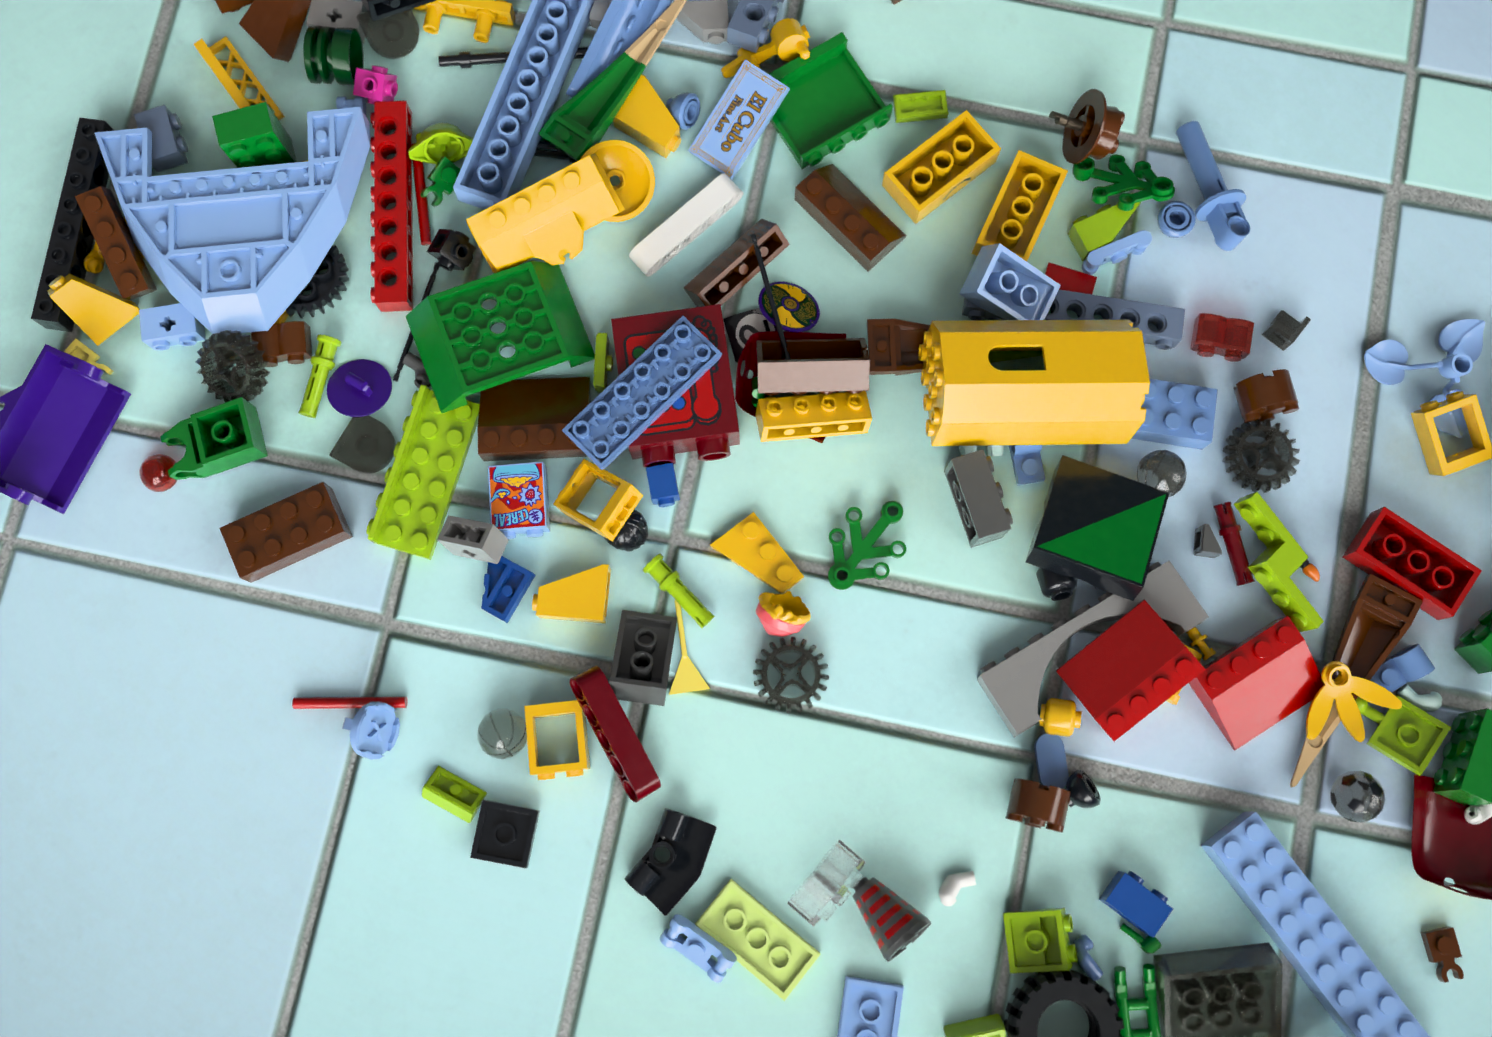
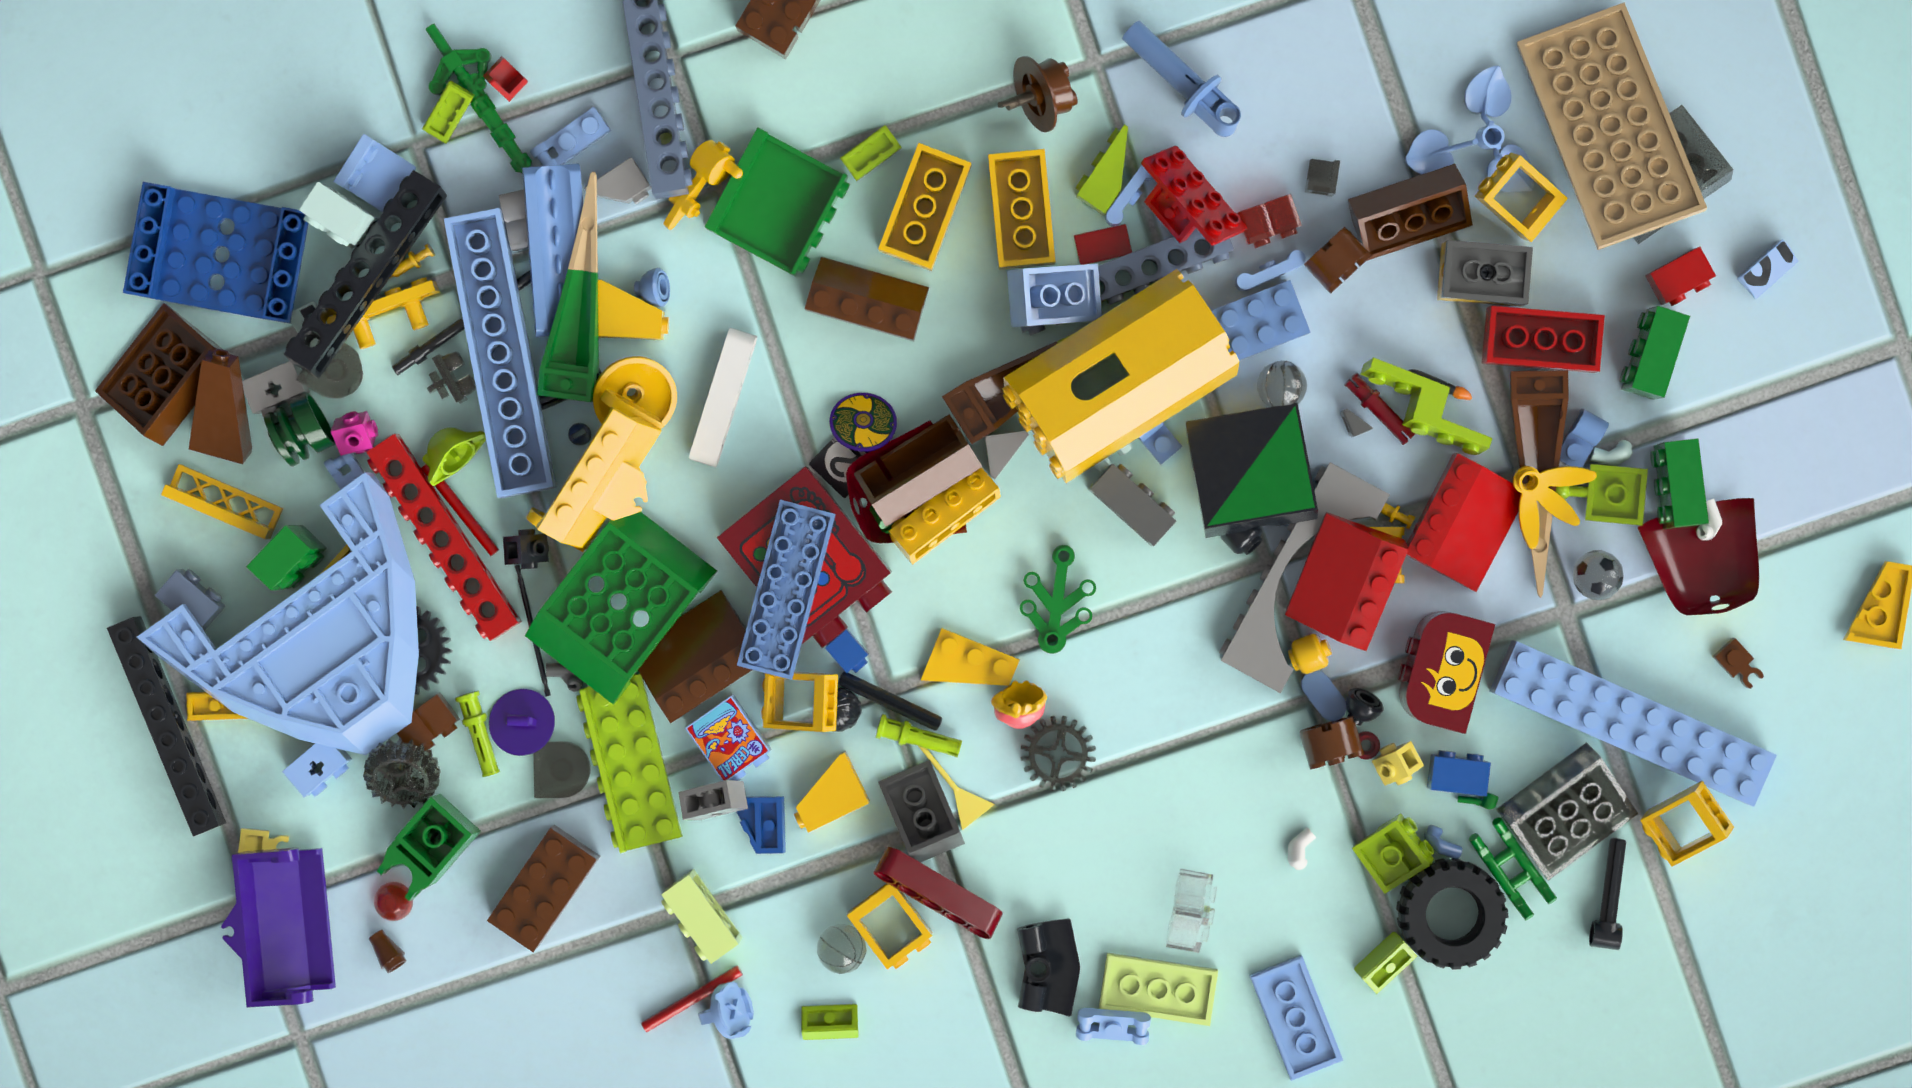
camera: 30 degrees left, 10 degrees up
(92, 307) = (241, 793): yellow slope -> none
(94, 260) = (205, 749): yellow arm -> none
(116, 243) = (222, 724): reddish brown brick -> none
(125, 512) = (387, 952): none -> reddish brown cone
(399, 632) = (701, 917): none -> yellowish green brick
(442, 178) = (473, 482): green plate -> none
(481, 78) = (458, 388): none -> clear smoke hips
(505, 834) = (894, 1029): black plate -> none
(603, 362) = (726, 571): lime plate -> none
(673, 548) = (890, 701): none -> black axle
(736, 265) = (793, 412): reddish brown brick -> none
(739, 119) = (712, 270): light blue tile -> none
(770, 297) = (844, 429): black piece -> none
(888, 917) = (1257, 908): dark grey cone -> none
(892, 394) = (1001, 449): none -> light grey slope
(1073, 832) = (1375, 745): none -> dark red plate
(1086, 859) = (1393, 767): none -> light yellow brick
(1153, 188) = (1104, 123): green plant -> none
(1161, 275) = (1187, 200): none -> red bracket
(1176, 219) = (1168, 132): medium blue brick -> none
(1176, 800) = (1444, 669): none -> dark red brick
(1202, 377) = (1270, 271): none -> light blue plate
(1281, 463) = (1361, 327): clear smoke gear -> none
(1350, 397) = (1411, 211): none -> reddish brown slope
(1390, 476) = (1484, 273): none -> dark grey piece

